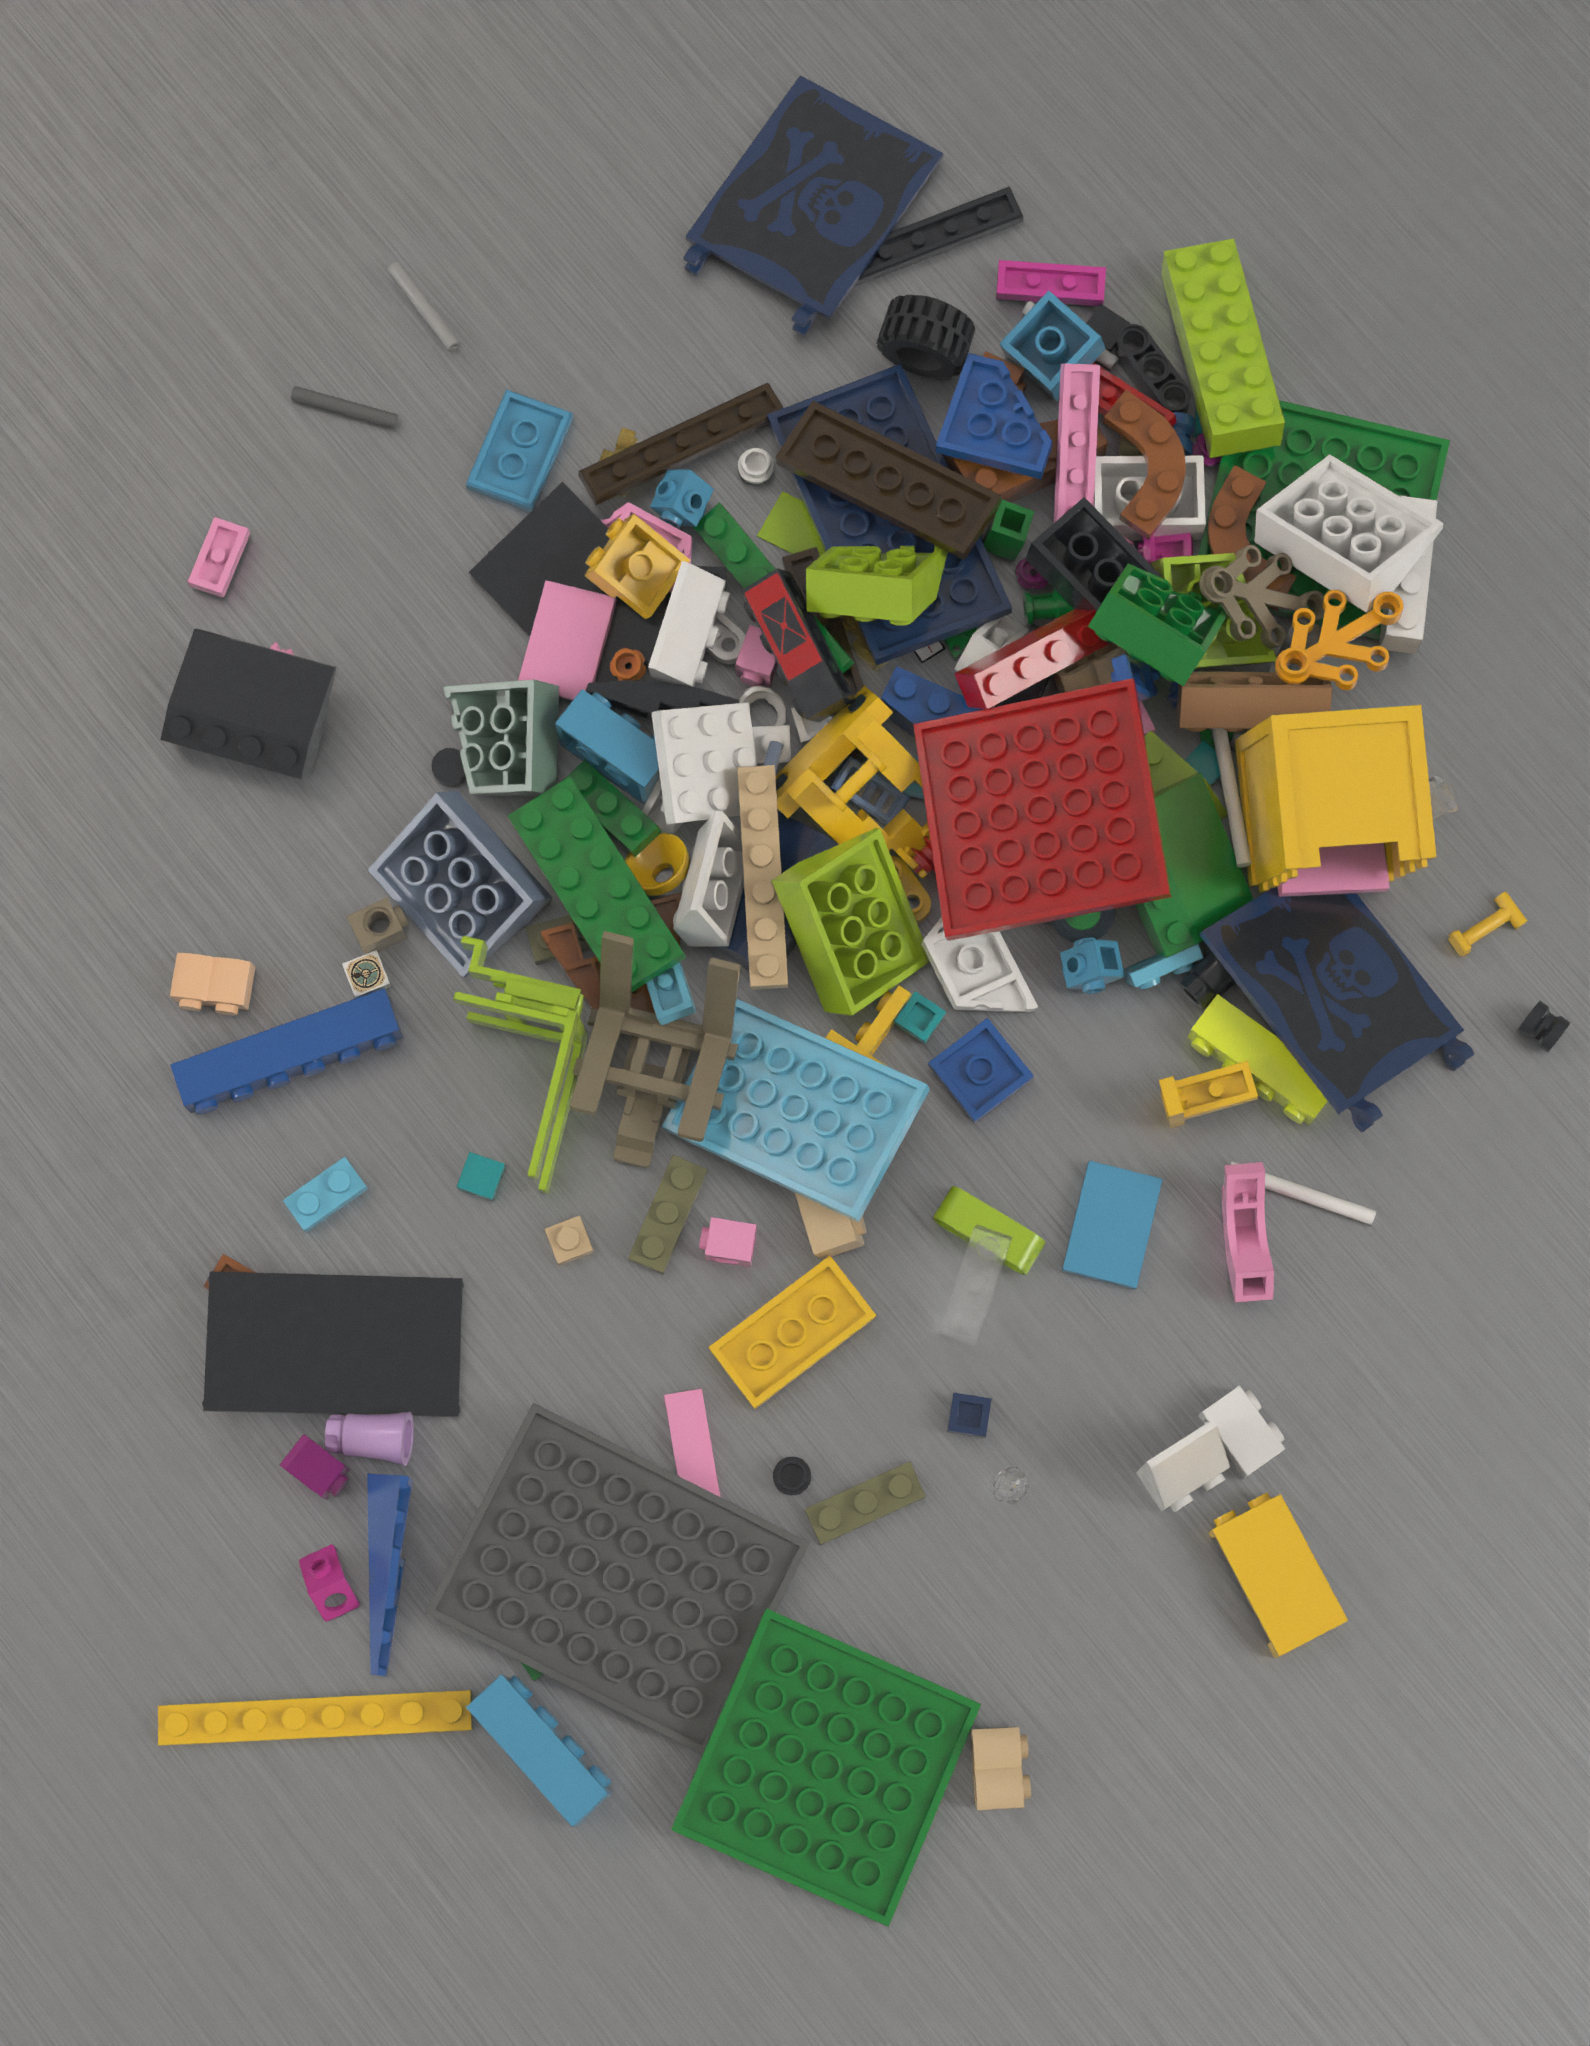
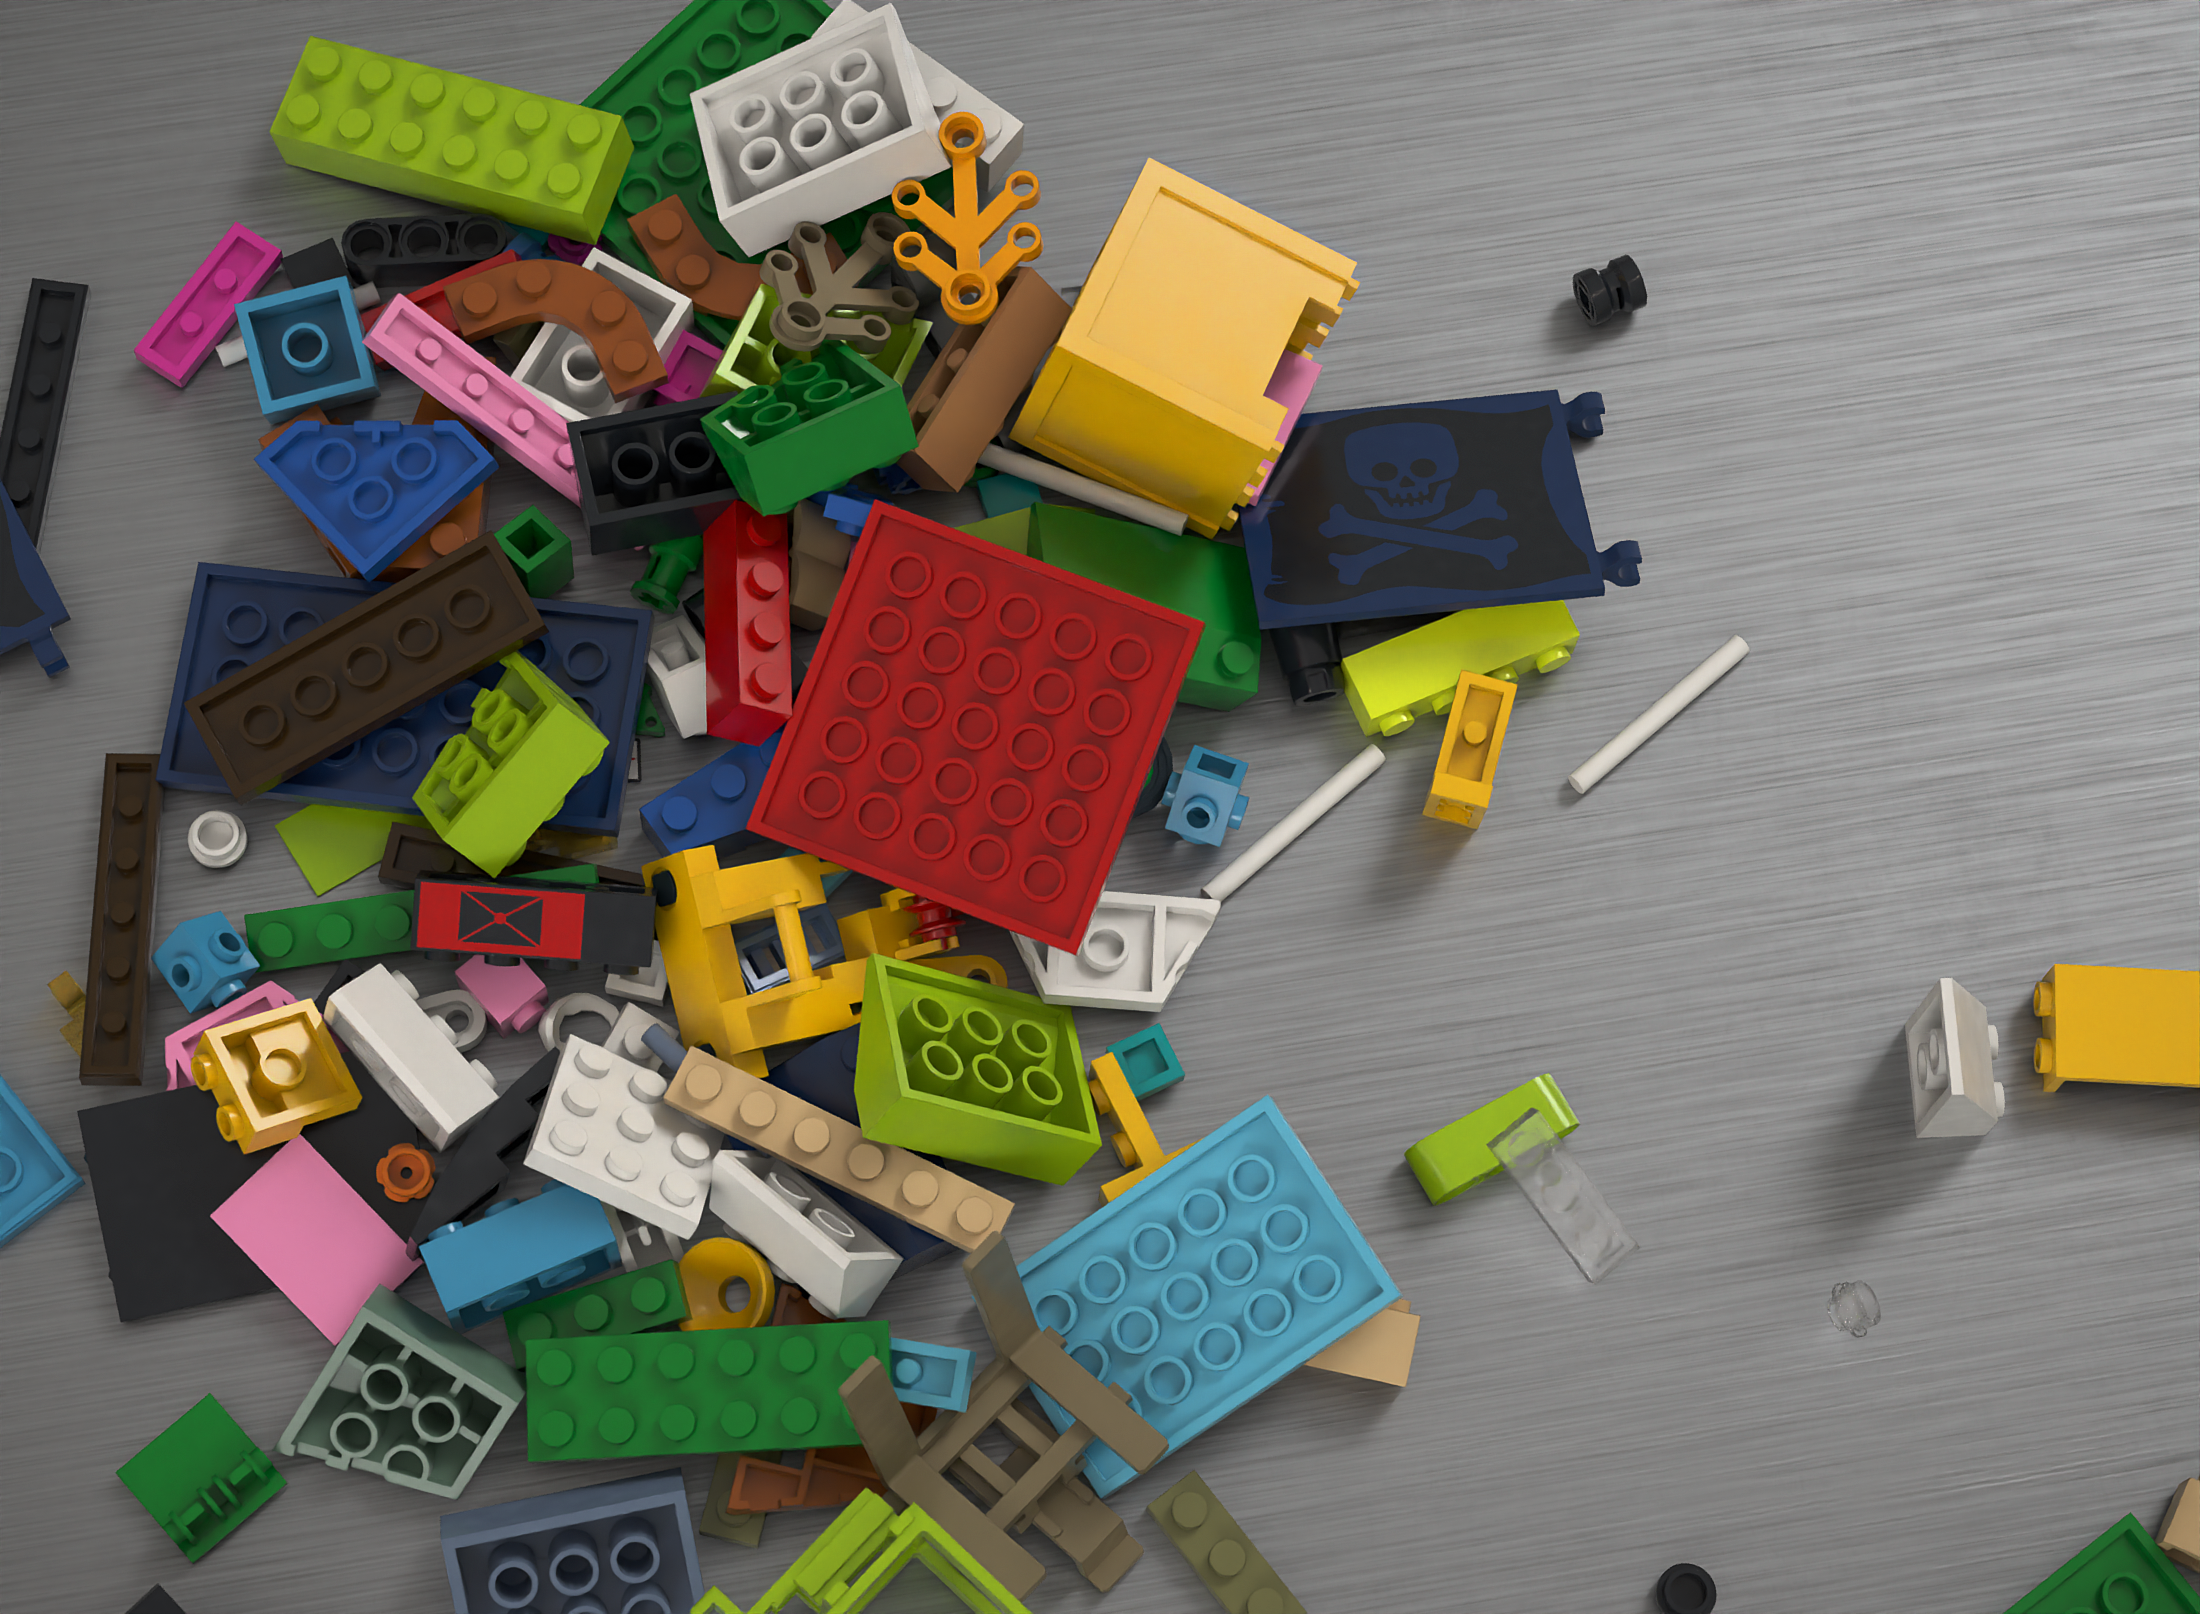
camera: 70 degrees left, 5 degrees down
(410, 661) = (201, 1478): none -> green hinge
(448, 767) = (395, 1510): black tile -> none
(729, 1242) = (1316, 1496): bright pink brick -> none
(792, 1332) = (1488, 1482): yellow plate -> none
(865, 1503) = (1774, 1517): olive plate -> none
(926, 336) = (188, 502): black tyre -> none
(969, 1415) = (1729, 1308): dark blue plate -> none
(980, 1070) = (1264, 1025): blue plate -> none
(1026, 579) = (611, 577): magenta plate -> none
(1109, 1024) = (1294, 824): none -> white bar
(1112, 1225) = (1569, 977): dark azure tile -> none
(1148, 971) = (1253, 723): medium azure plate -> none
(1243, 1431) = (1914, 960): white brick -> none
(1245, 1232) = (1681, 815): bright pink arch -> none
(1507, 912) = (1431, 246): yellow piece -> none

